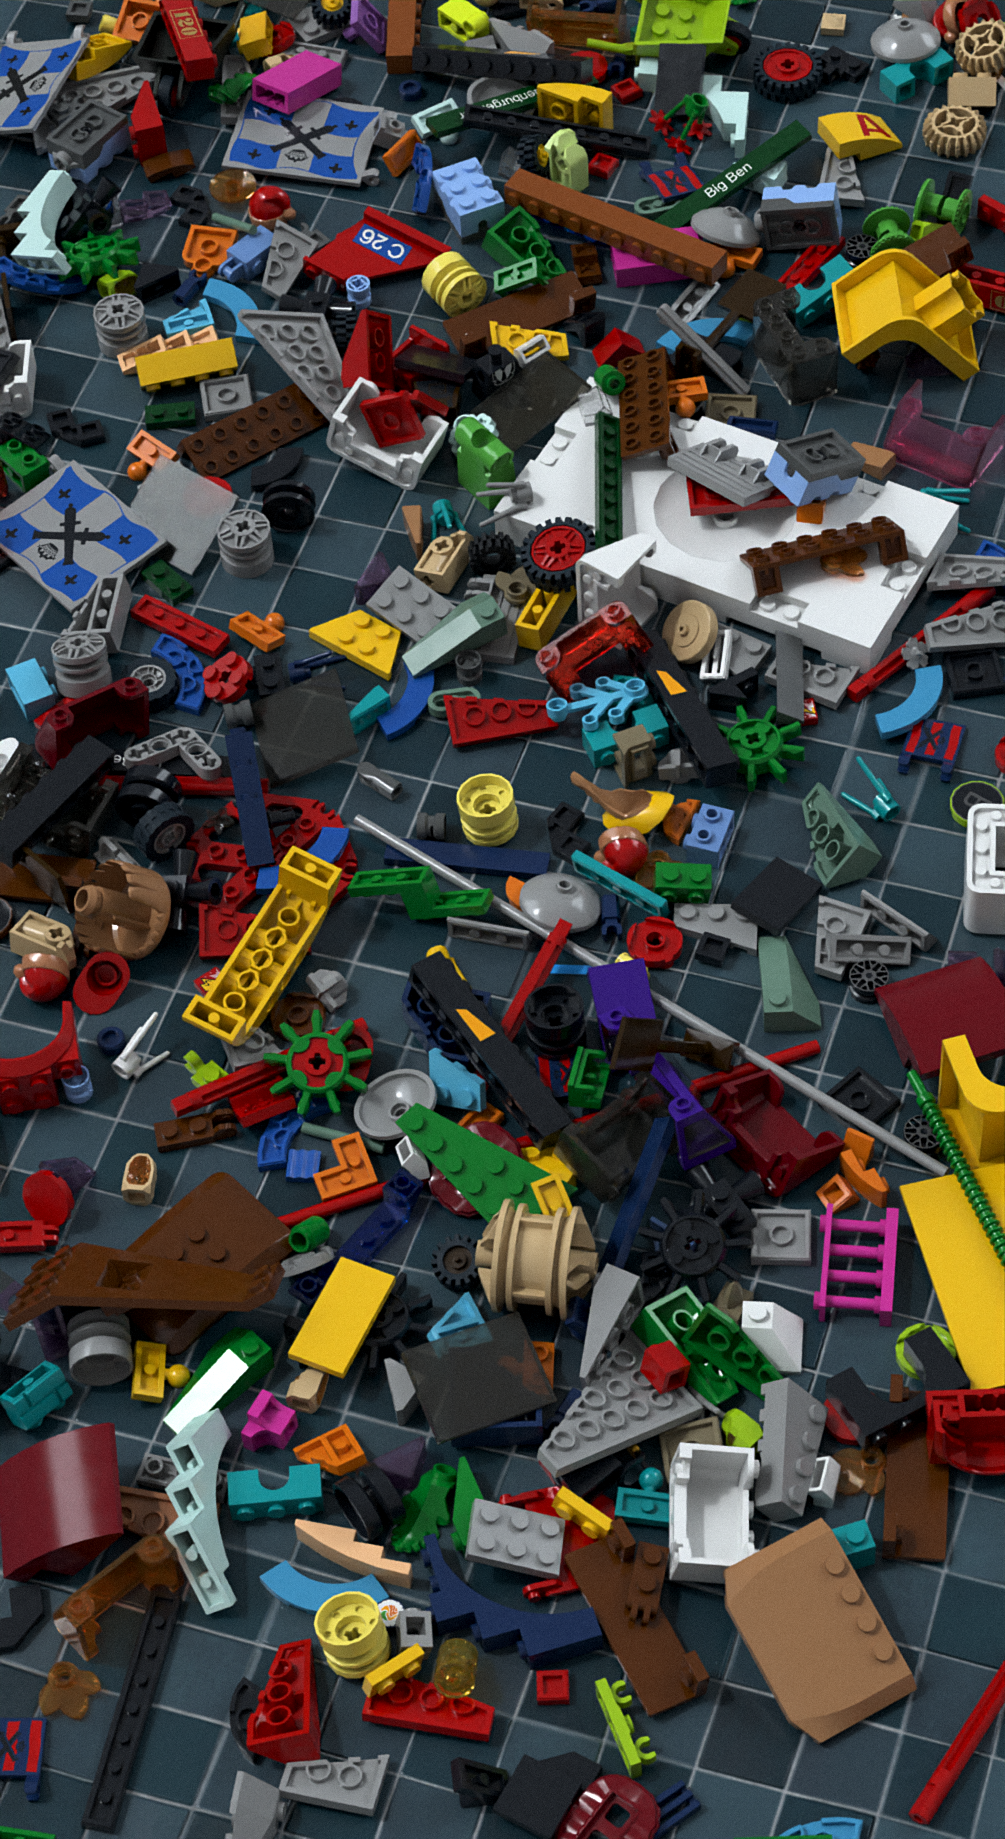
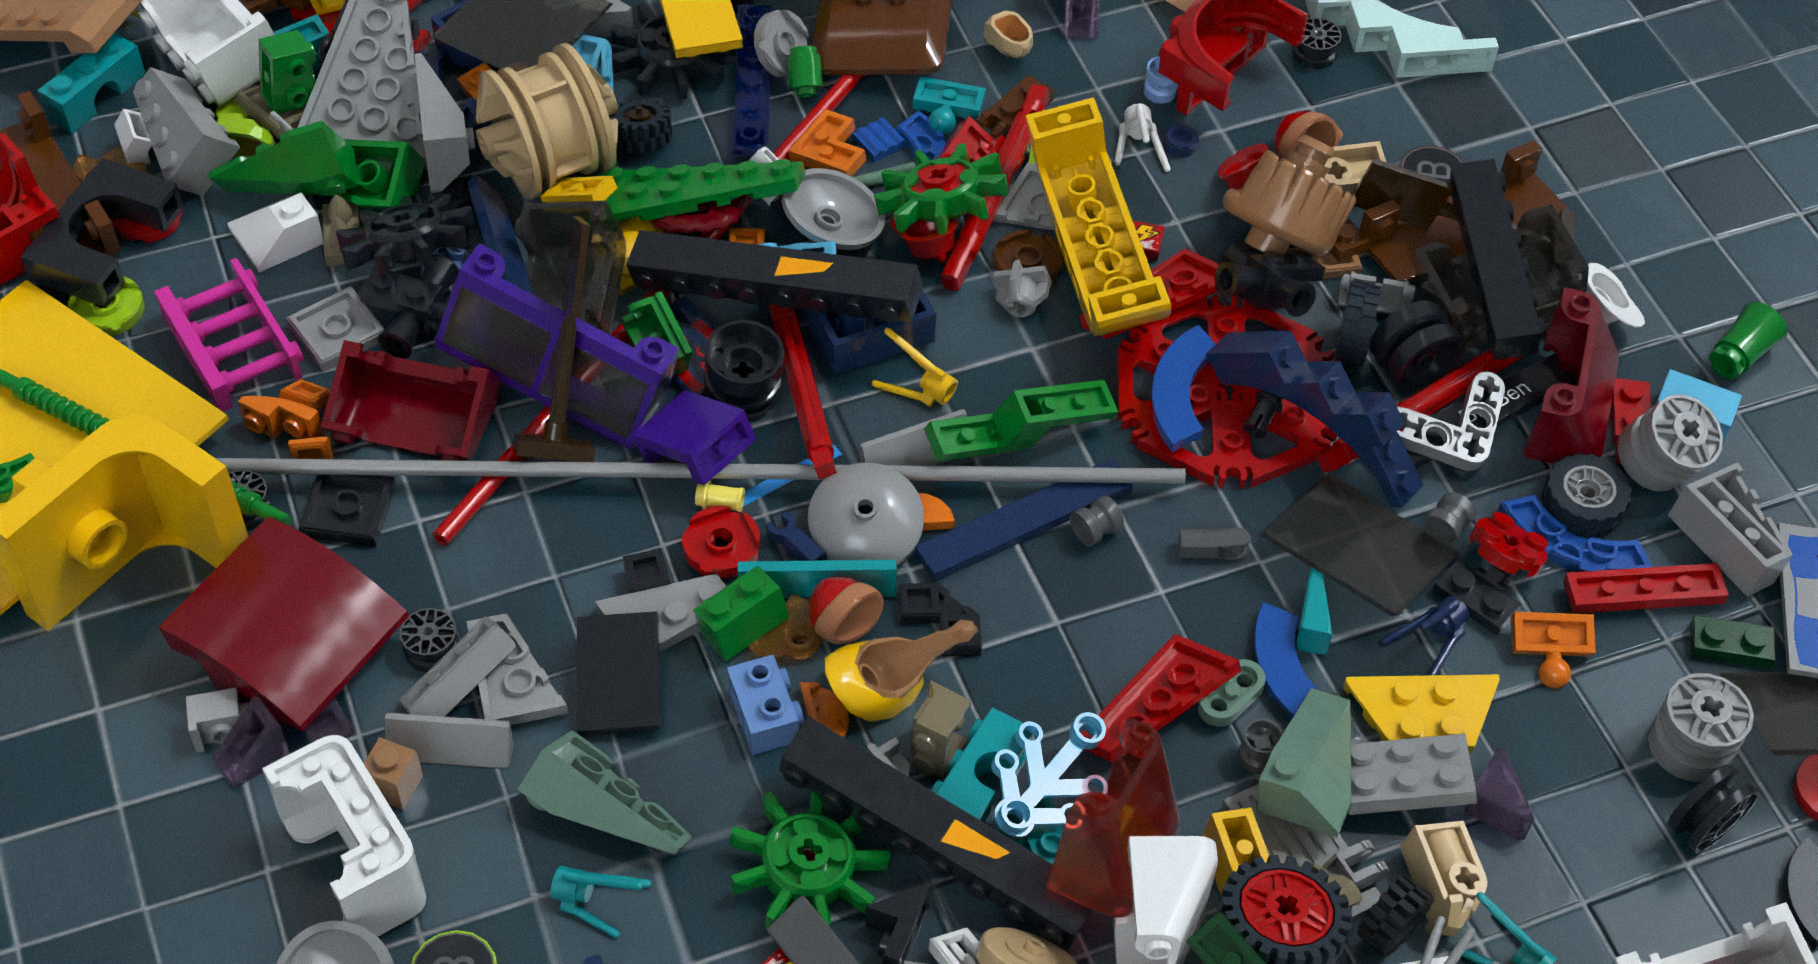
camera: 135 degrees right, 0 degrees up
(231, 1159) = (946, 101): none -> teal plate
(414, 526) = (1536, 904): medium nougat slope -> none
(487, 810) = (1044, 557): light yellow wheel -> none
(665, 1367) = (354, 120): red brick -> none
(682, 1423) = (286, 71): none -> green brick
(785, 991) = (522, 571): sand green wedge -> none
(943, 912) = (394, 771): none -> medium nougat brick

